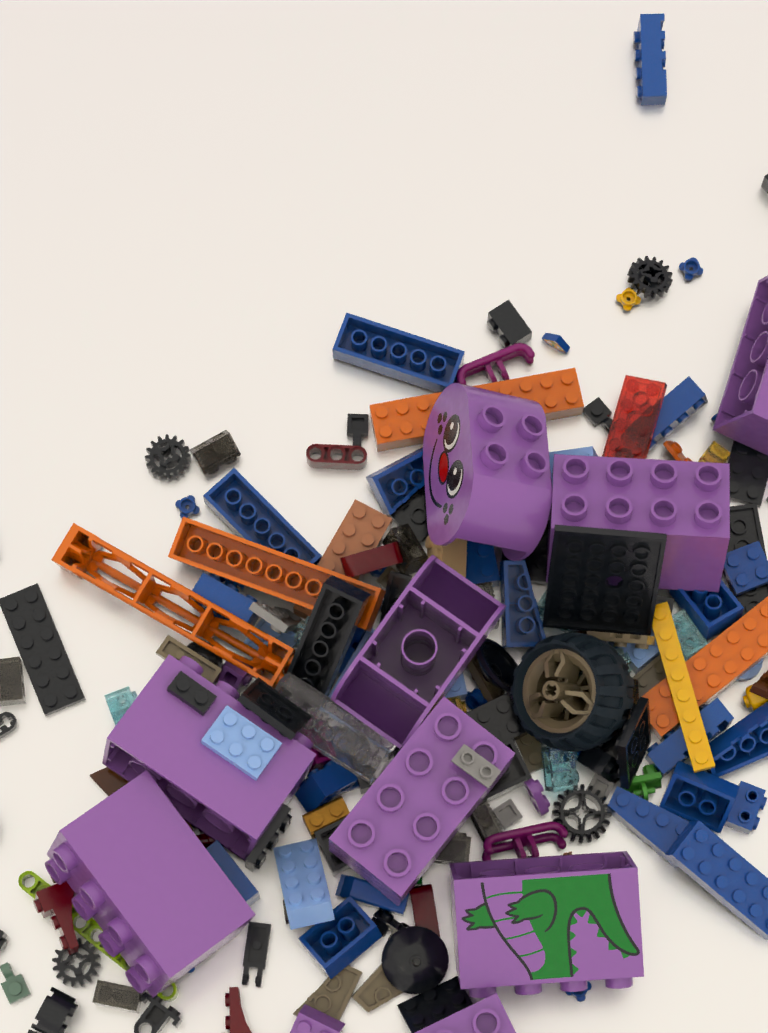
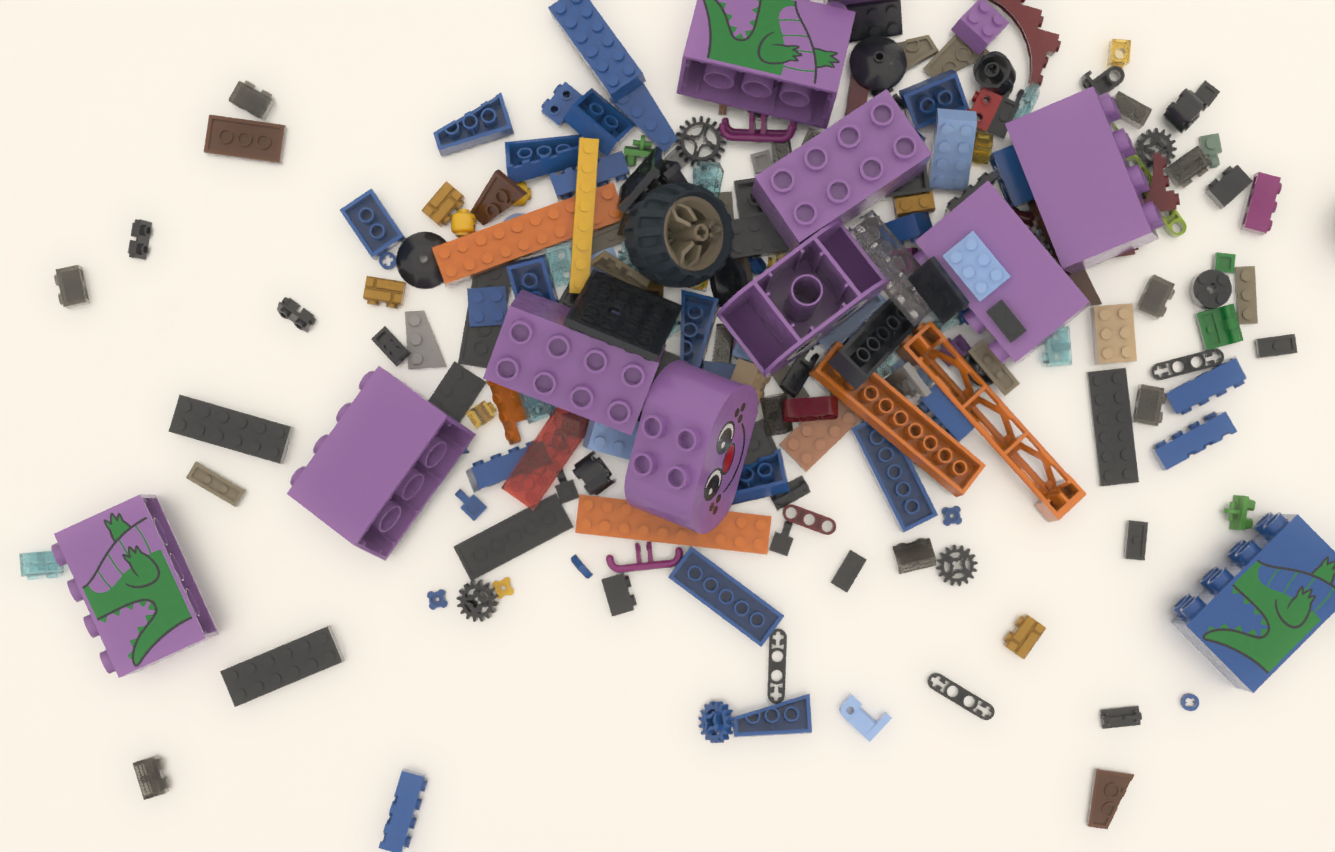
camera: 165 degrees left, 15 degrees up
(32, 799) = (1155, 297): none -> clear smoke brick
(34, 953) = (1187, 166): none -> clear smoke brick
(67, 744) = (1113, 334): none -> tan brick
(75, 408) = (1024, 636): none -> pearl gold brick
(124, 335) = (959, 698): none -> black beam
(222, 278) = (861, 719): none -> light blue piece
(233, 971) = (1030, 97): none -> clear light blue plate
(269, 990) = (994, 72): none -> black brick
(271, 901) = (982, 148): none -> clear yellow brick
(279, 419) = (848, 571): none -> black plate
(281, 944) = (985, 111): none -> red brick
(308, 251) = (778, 719): none -> blue wedge
(320, 307) = (781, 666): none -> black beam
(358, 484) = (798, 489): none -> black hinge
(368, 231) = (716, 722): none -> blue gear
(476, 766) = (793, 171): light grey hinge -> none
(538, 800) = (733, 166): medium lavender plate -> none
(575, 430) = (593, 473): none -> black brick
(636, 349) = (513, 537): none -> black plate
(691, 367) = (472, 506): none -> blue plate

